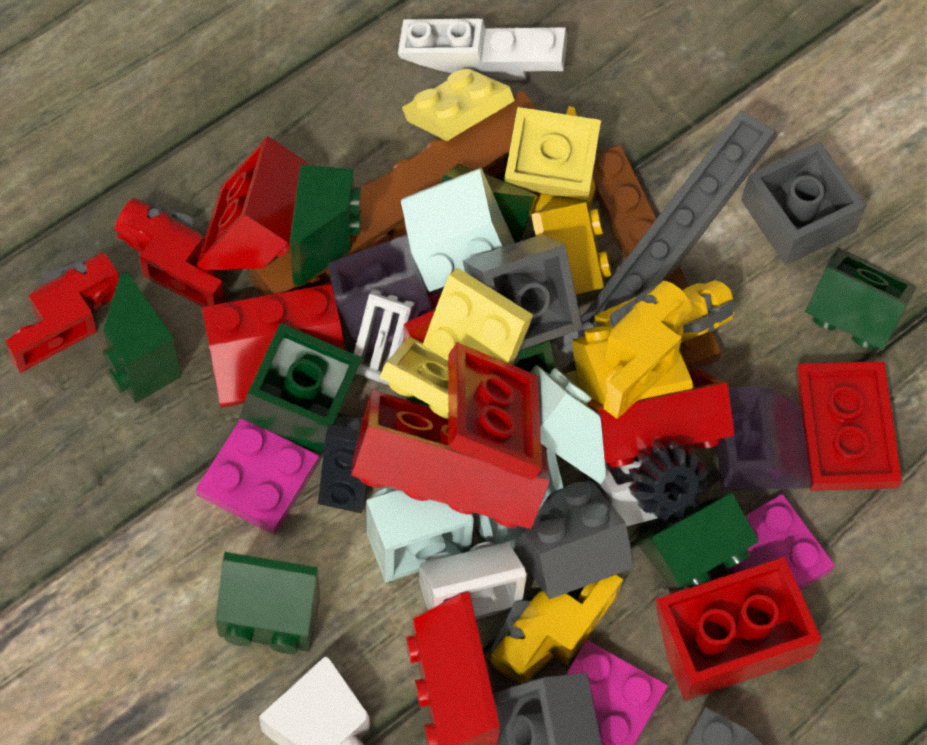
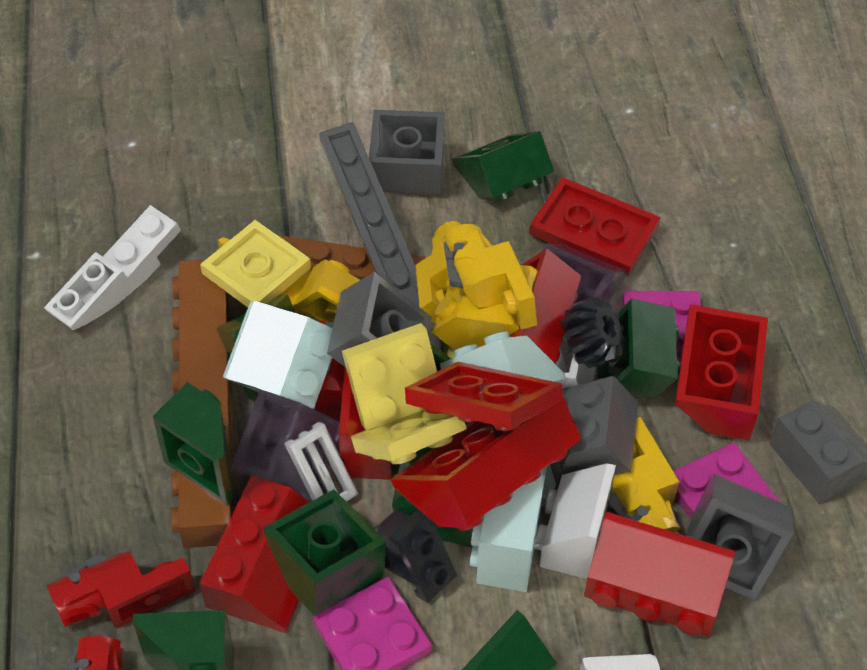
camera: 55 degrees left, 10 degrees down
(253, 211) = (138, 497): red slope -> none
(457, 103) = (153, 311): light yellow plate -> none

